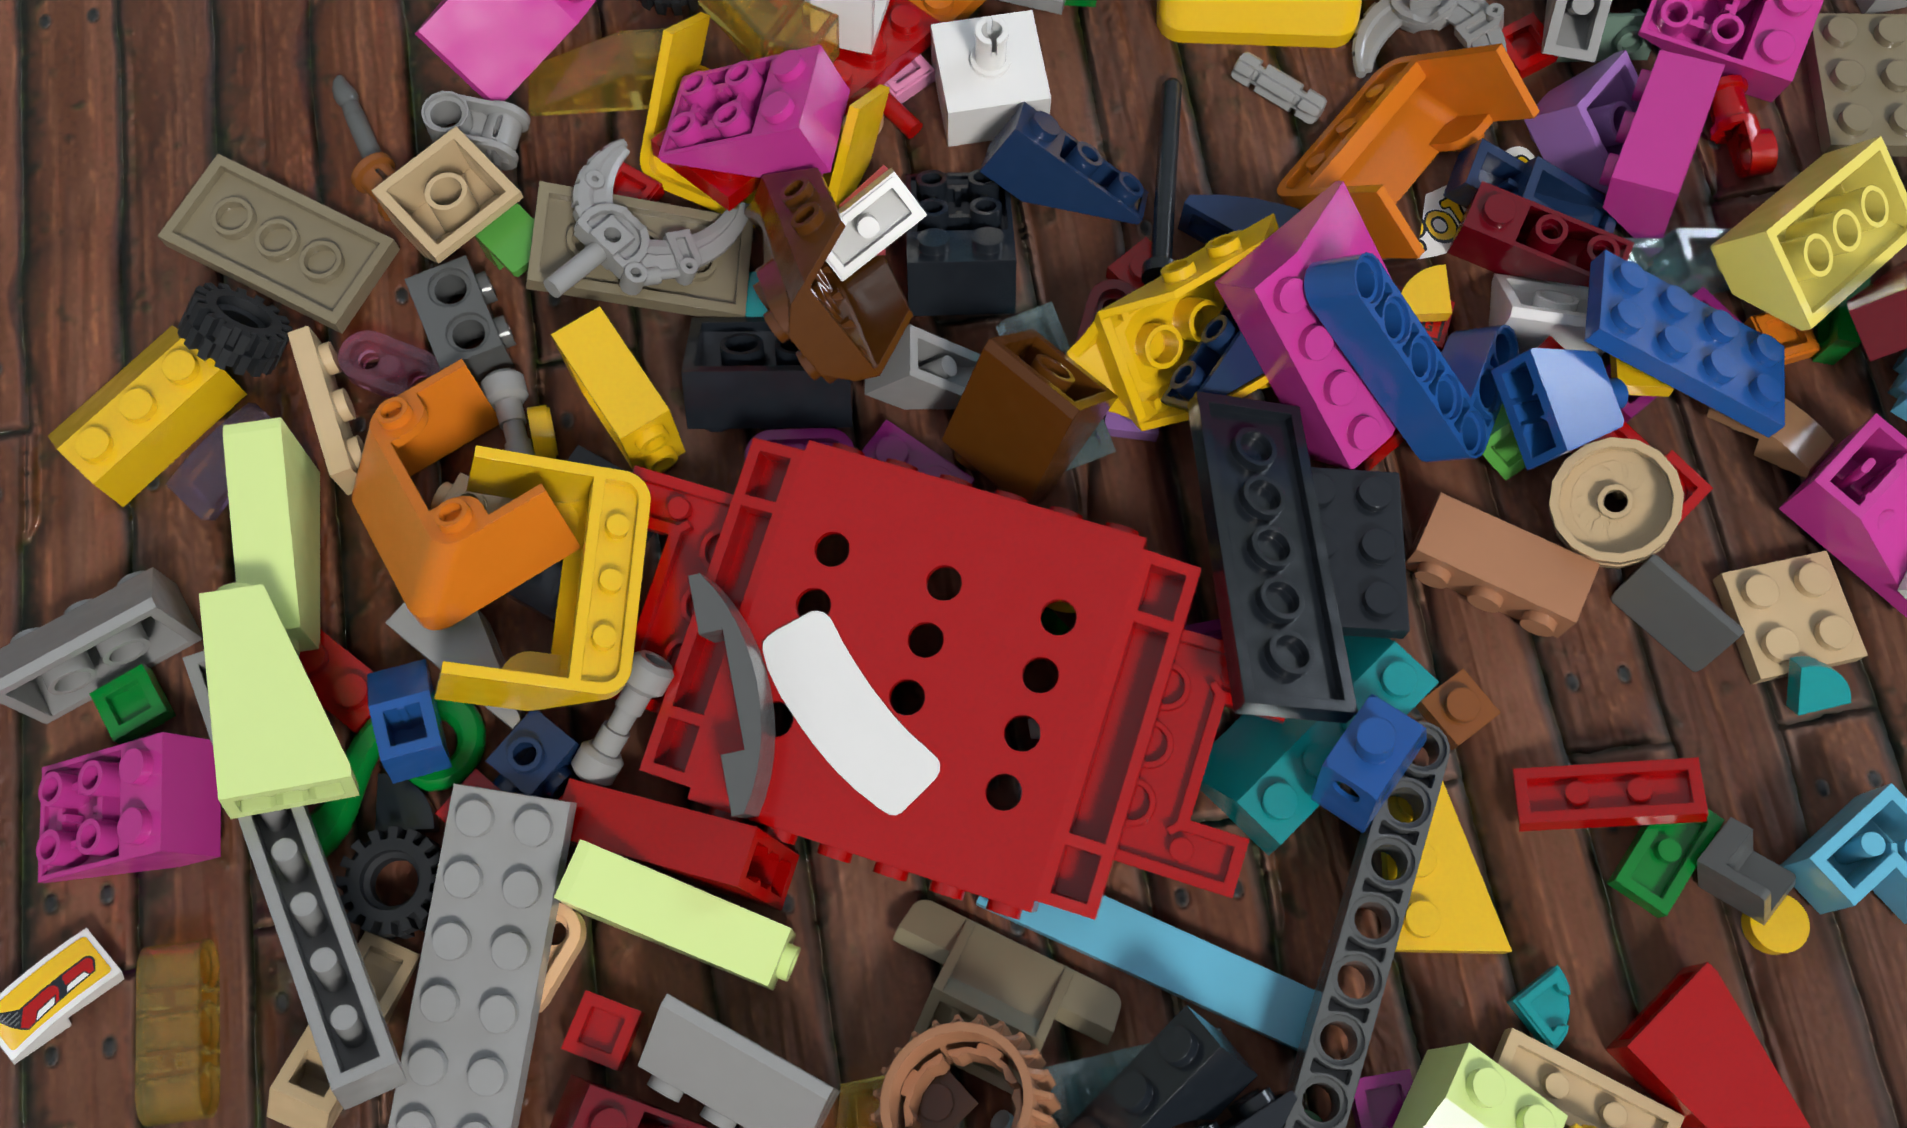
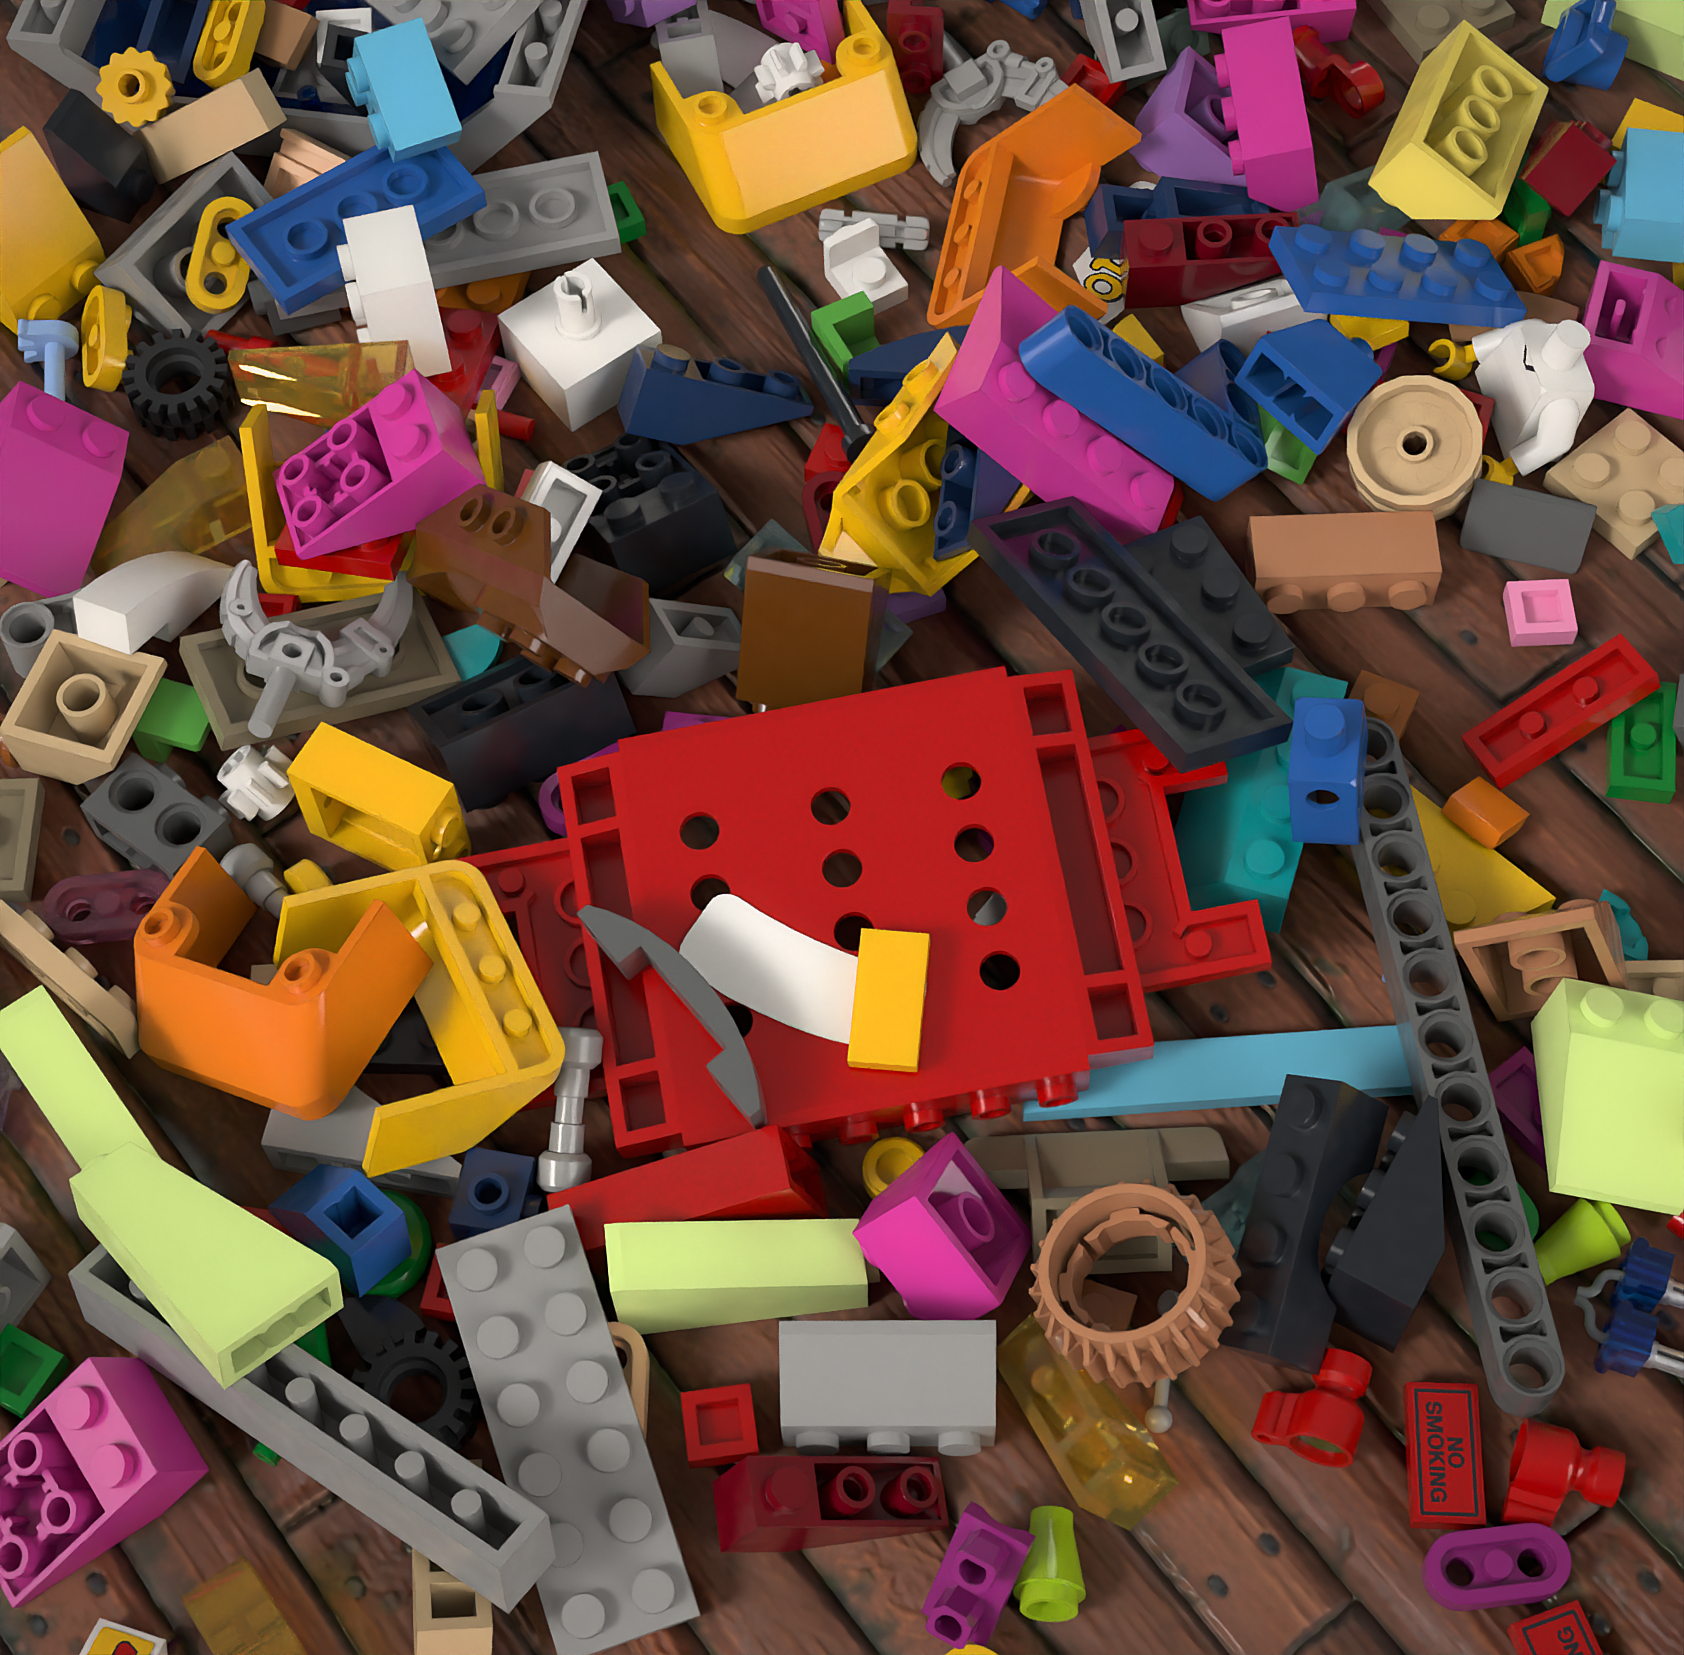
camera: 25 degrees left, 10 degrees down
(540, 318) = (256, 782): none -> white gear
(542, 133) = (148, 599): none -> white slope
(850, 980) = (945, 1236): none -> dark pink slope
(852, 894) = (887, 1161): none -> yellow tile
(899, 772) = (889, 1000): none -> yellow tile
(1203, 168) = (845, 331): none -> bright green panel
(1249, 119) = (858, 264): none -> white bracket
(1461, 1004) = (1526, 956): none -> nougat slope
(1494, 847) = (1484, 813): none -> orange tile
(1643, 695) = (1540, 612): none -> bright pink plate
(1754, 500) = (1537, 388): none -> white torso
(1820, 383) = (1537, 265): none -> orange tile

